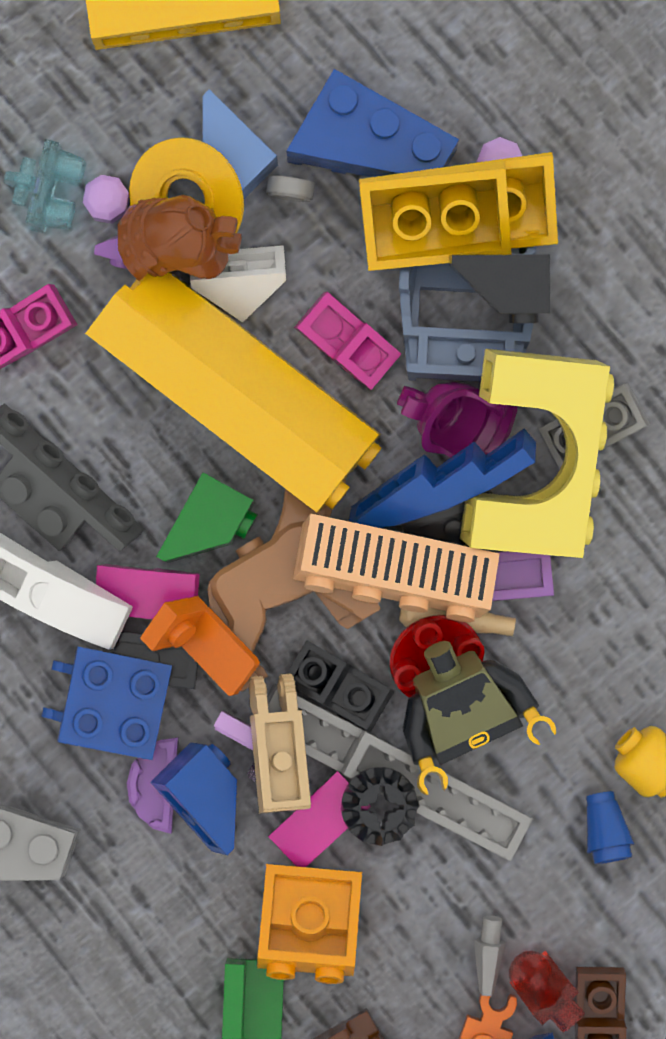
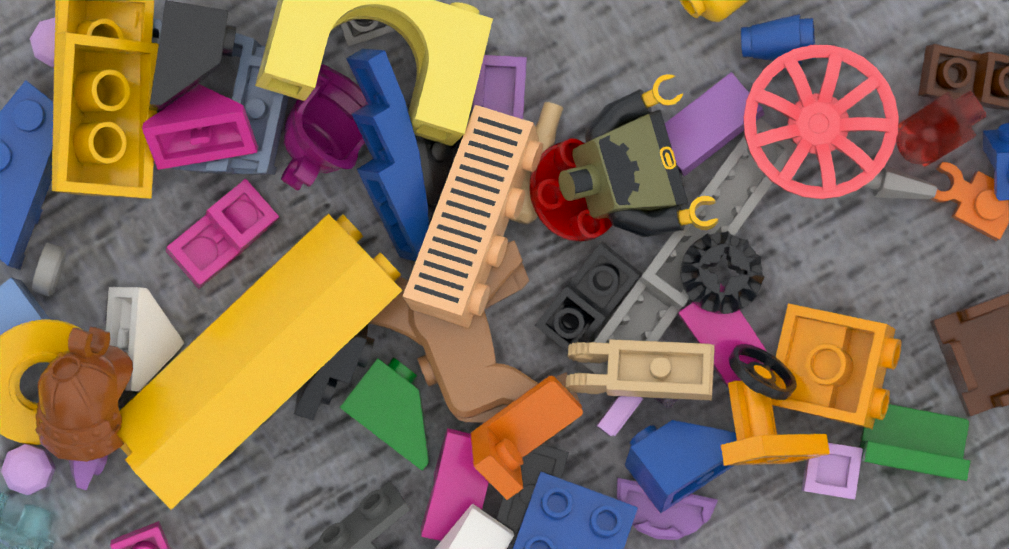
camera: 85 degrees left, 0 degrees up
(214, 935) = (834, 473): none -> lavender plate
(238, 466) = (340, 367): none -> black slope
(252, 856) = (754, 414): none -> light orange piece
(437, 303) = (199, 129): none -> dark pink slope
(519, 775) = (708, 123): none -> medium lavender tile
(534, 878) = (820, 121): none -> coral wheel

